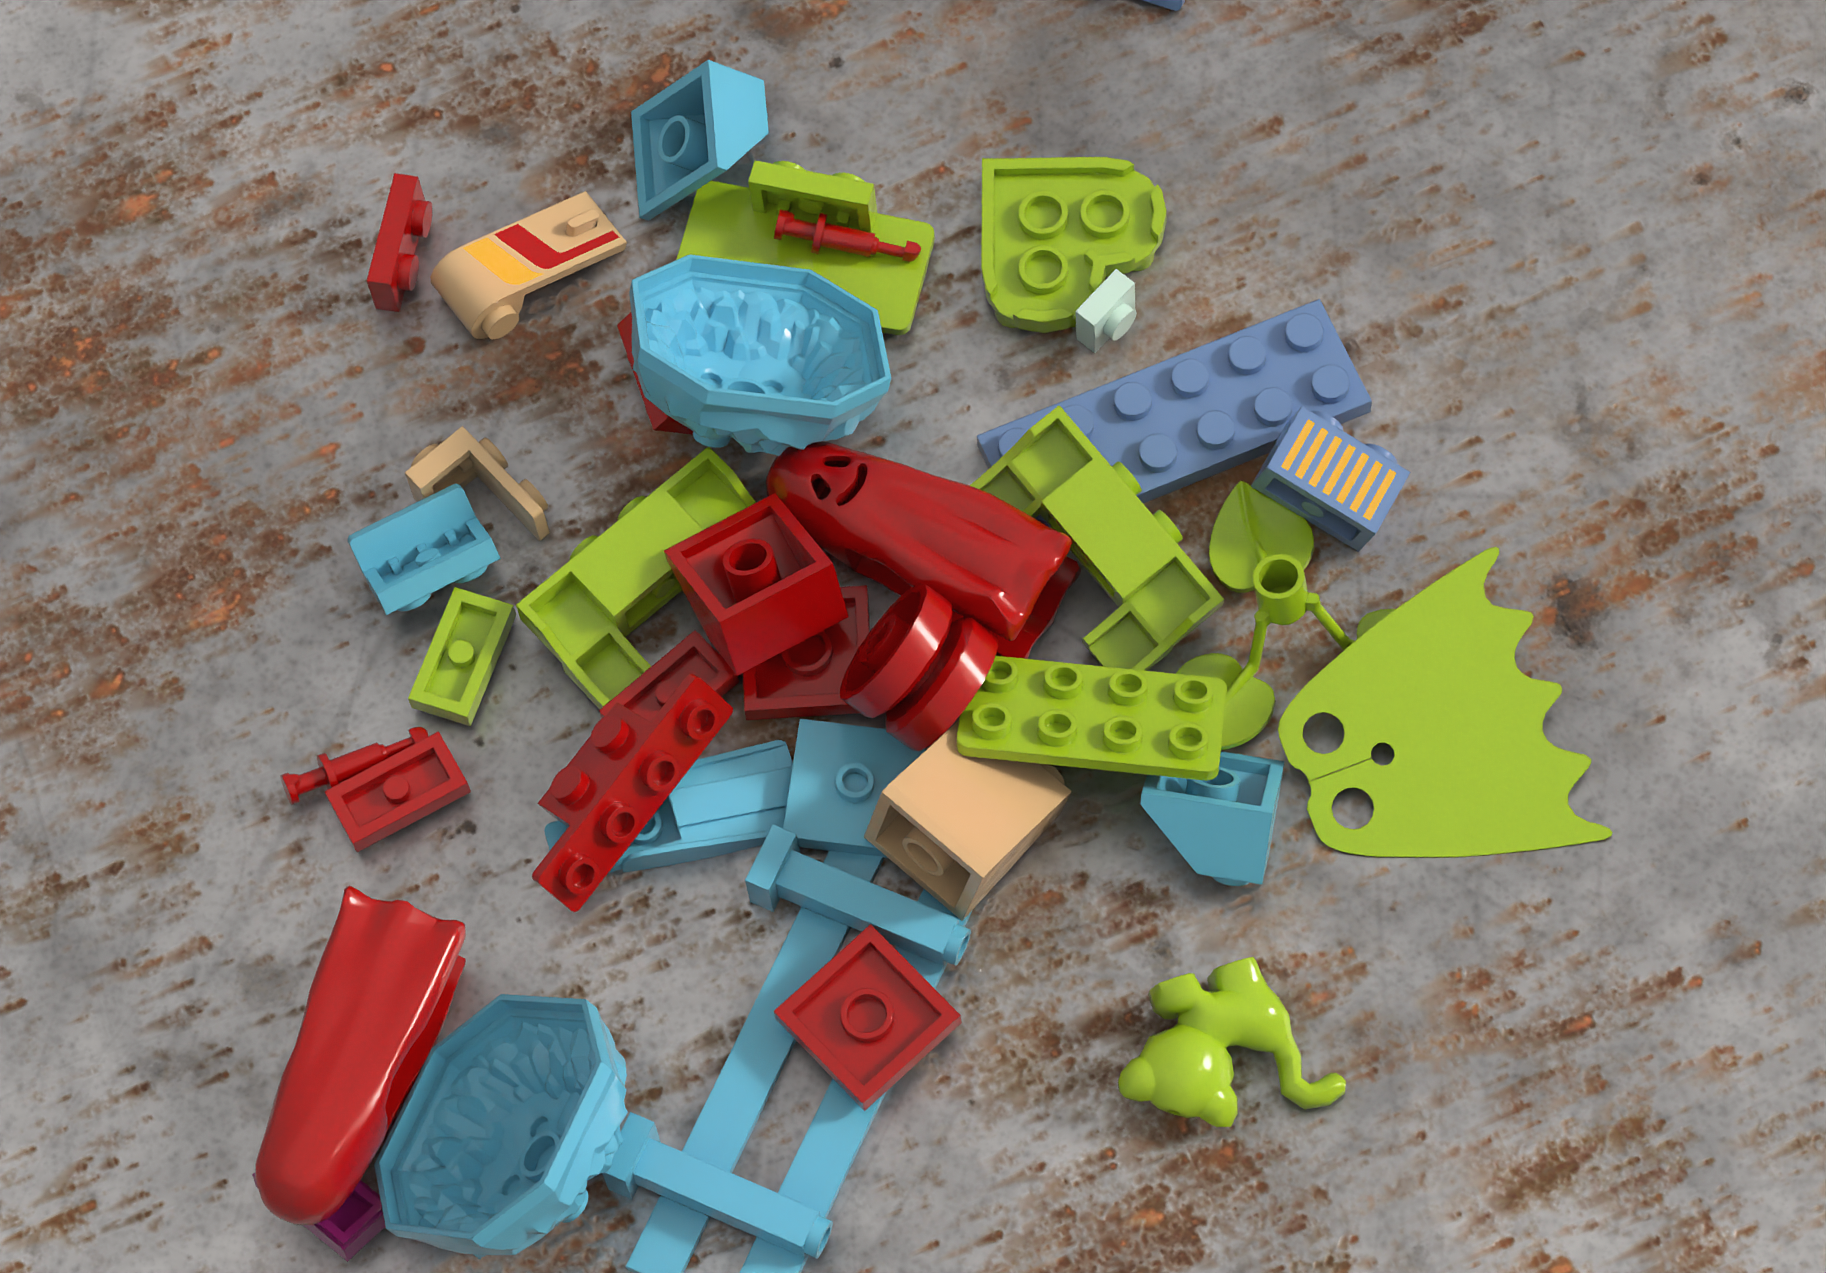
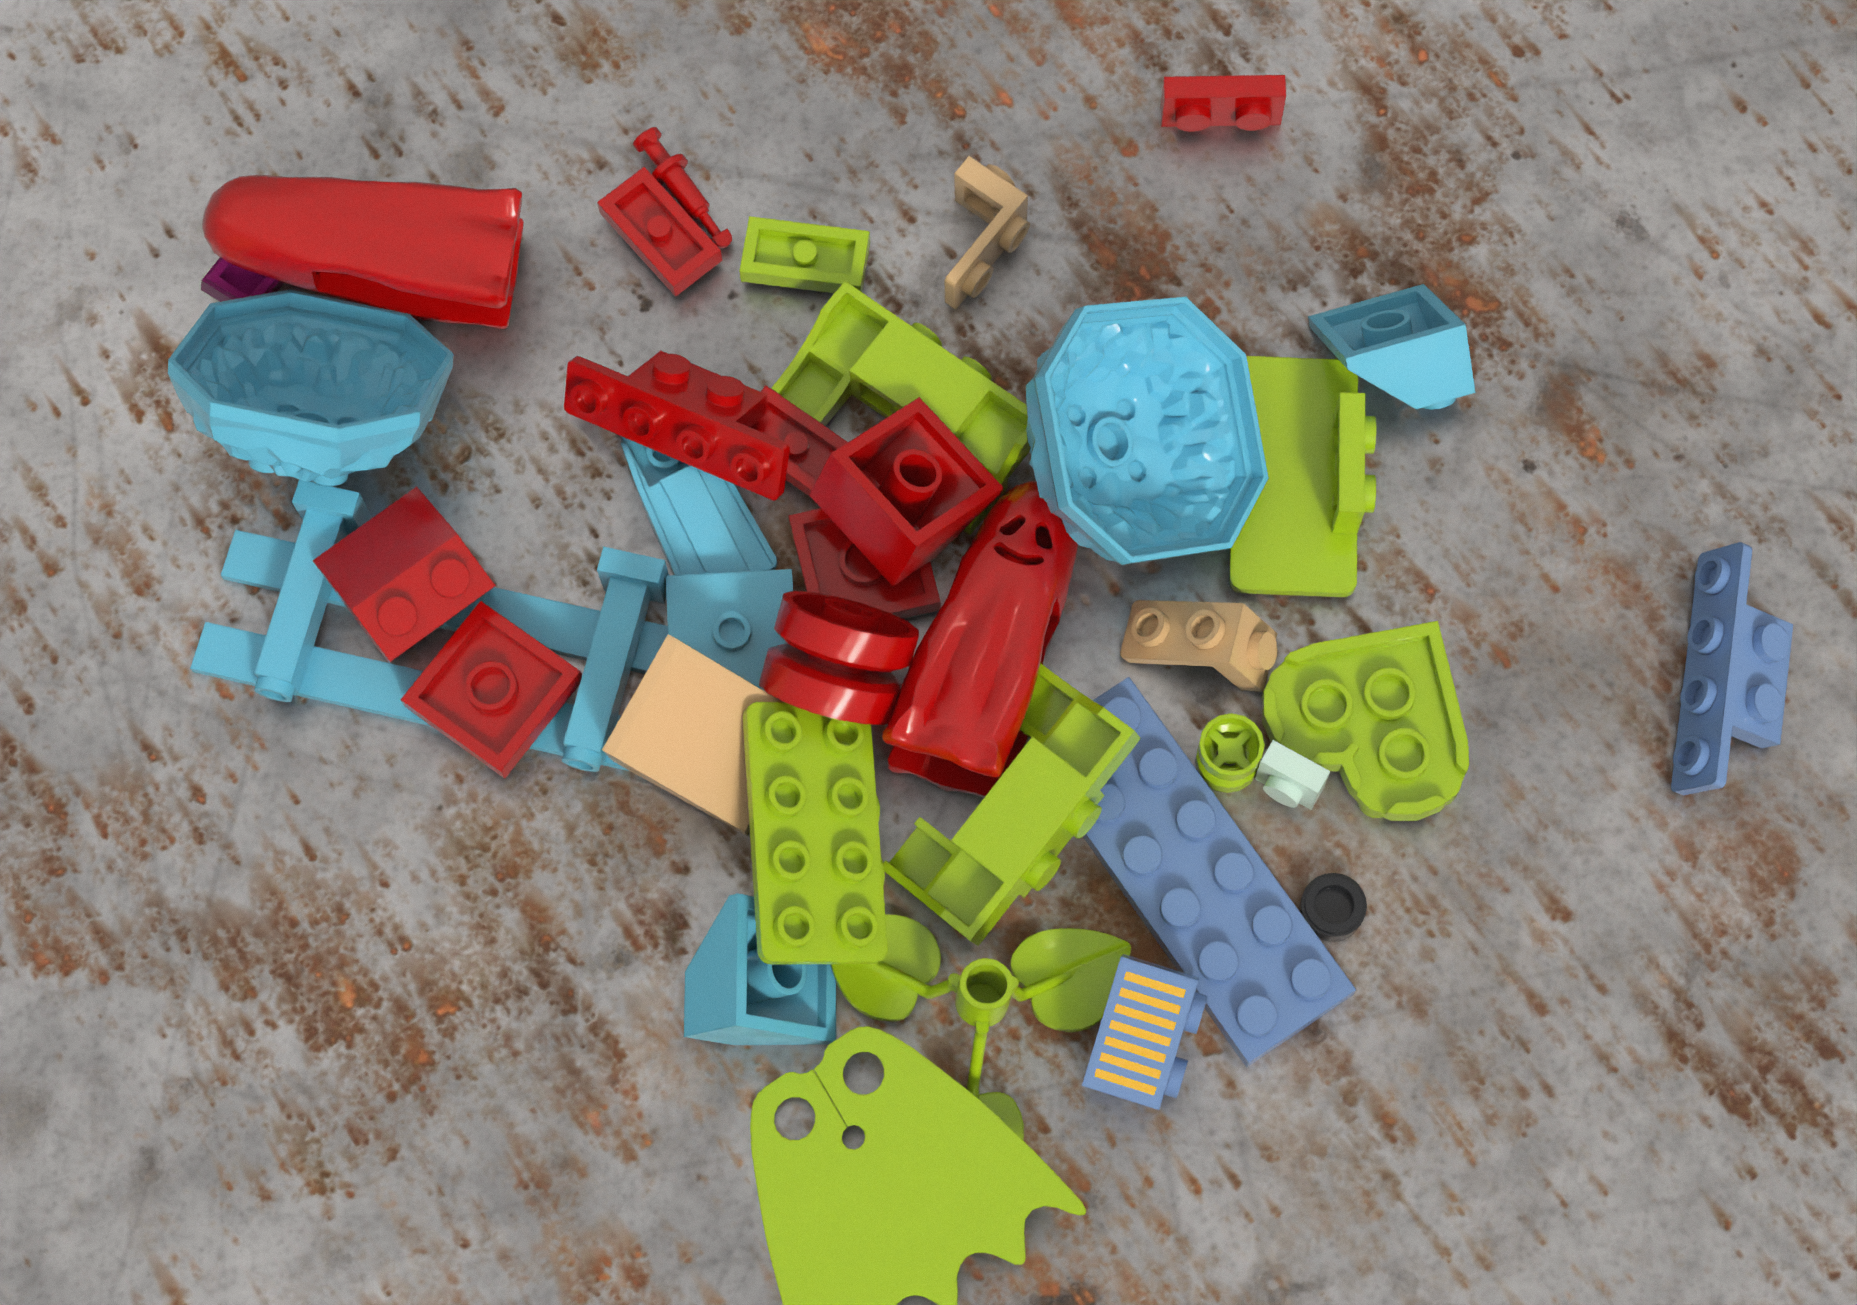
camera: 75 degrees right, 5 degrees up
(423, 549) = (901, 196): medium azure bracket -> none
(492, 274) = (1232, 217): tan door -> none
(734, 1076) = (404, 574): none -> red slope
(840, 237) = (1313, 499): red piece -> none
(952, 368) = (1202, 635): none -> tan bracket
(1074, 346) = (1235, 741): none -> lime wheel
(1189, 1066) = (484, 999): lime animal -> none
(1233, 305) = (1333, 906): none -> black tile

